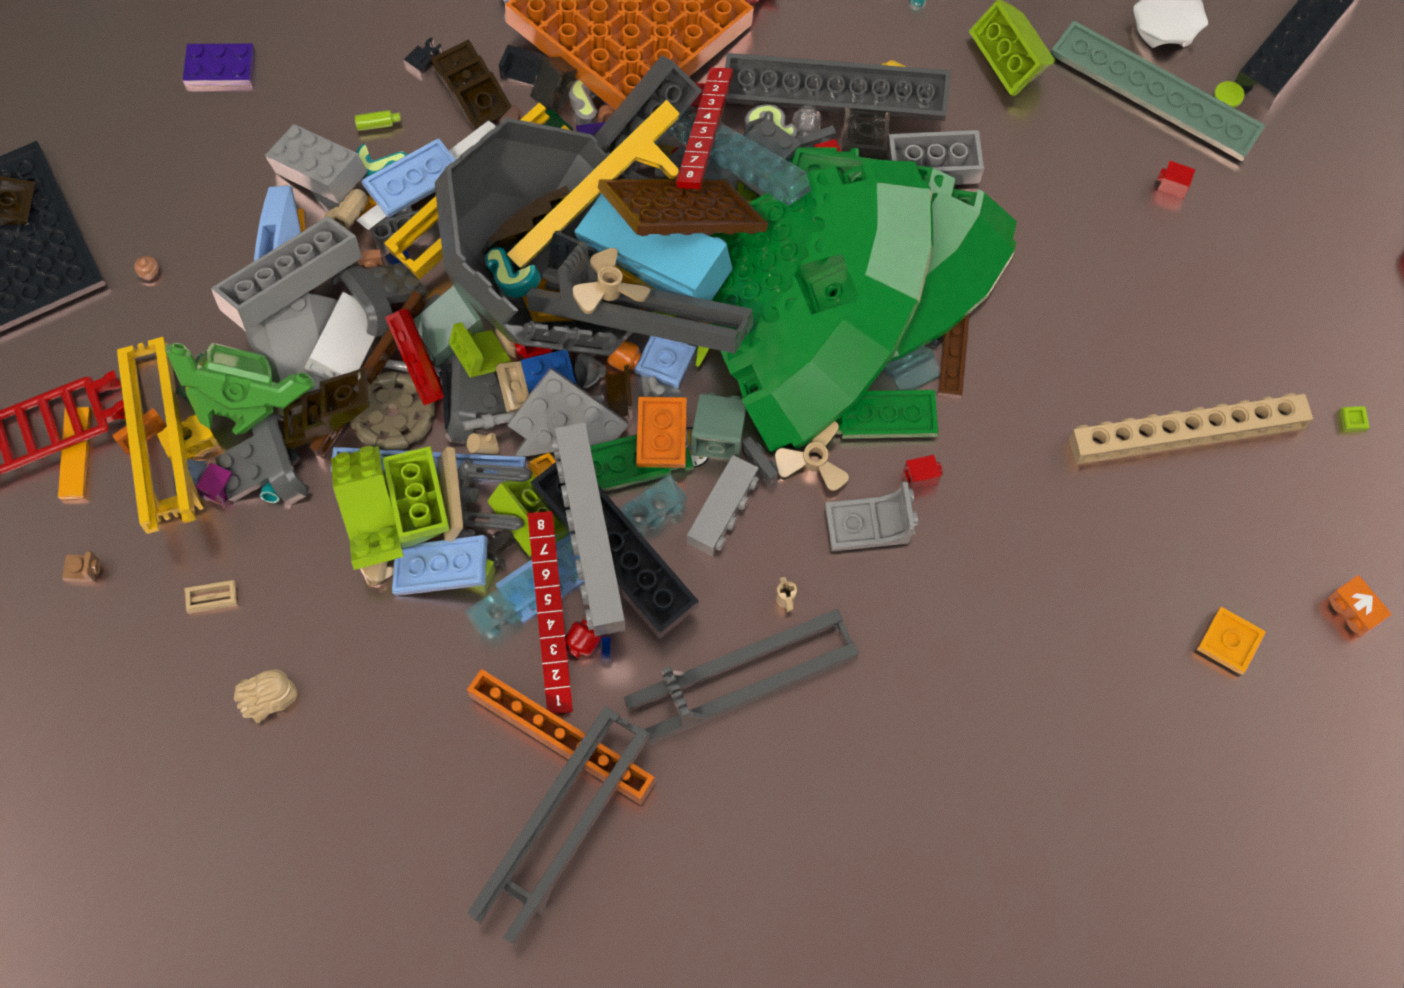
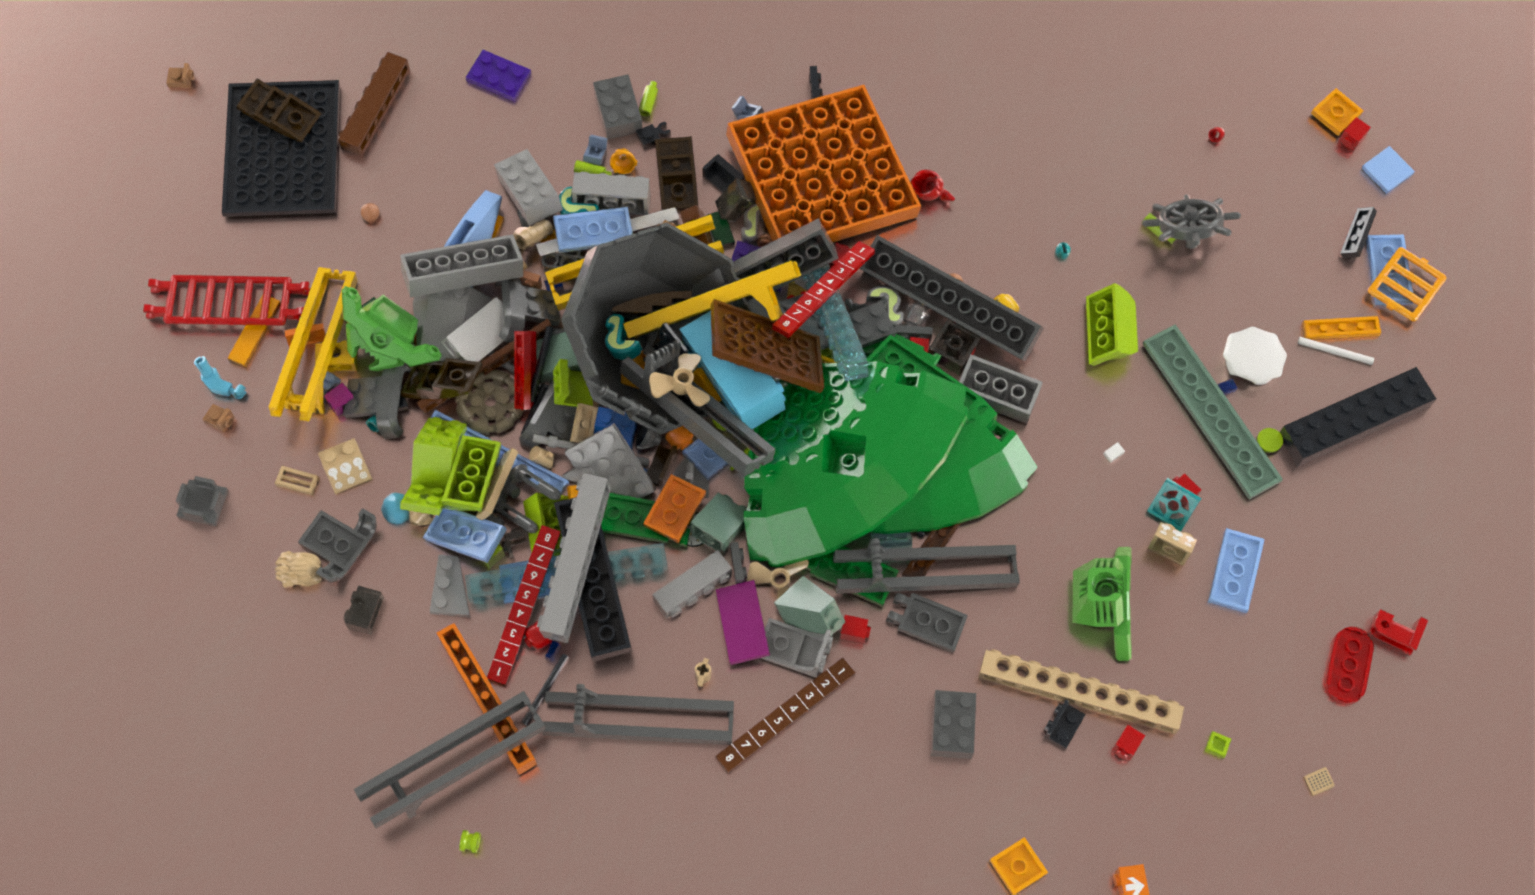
camera: 25 degrees right, 0 degrees up
(53, 529) = (214, 382): none -> medium azure arm
(91, 150) = (373, 104): none -> reddish brown brick
(107, 670) = (201, 501): none -> dark grey panel
(260, 554) = (345, 466): none -> tan slope
(296, 642) = (338, 542): none -> dark grey piece
(342, 576) = (392, 511): none -> medium azure piece
(365, 704) = (363, 610): none -> clear smoke brick
(370, 42) = (617, 106): none -> dark grey brick
(370, 96) = (596, 150): none -> sand blue bracket
(400, 23) = (648, 99): none -> lime cylinder
(409, 99) = (622, 164): none -> light orange piece
(414, 128) = (612, 191): none -> light grey brick
(429, 339) = (541, 362): none -> black bar
(452, 637) = (448, 589): none -> light grey wing
(619, 695) = (546, 687): none -> black bar
(626, 907) = (469, 841): none -> lime wheel
(800, 520) = (742, 622): none -> magenta tile
(868, 469) = (809, 608): none -> sand green slope
(897, 600) = (785, 715): none -> reddish brown tile
(932, 407) = (876, 553): none -> dark grey piece
(993, 429) = (928, 621): none -> dark grey tile
(1081, 523) = (953, 724): none -> dark grey brick
(1083, 173) = (1114, 452): none -> white piece
(1159, 59) = (1228, 386): none -> clear blue piece
(1162, 179) = (1170, 485): none -> teal piece
(1163, 320) = (1103, 597): none -> bright green helmet
(1192, 471) = (1064, 725): none -> black bracket
(1196, 237) = (1172, 543): none -> tan slope
(1268, 458) = (1128, 743): none -> red brick
(1270, 237) = (1236, 570): none -> light blue tile

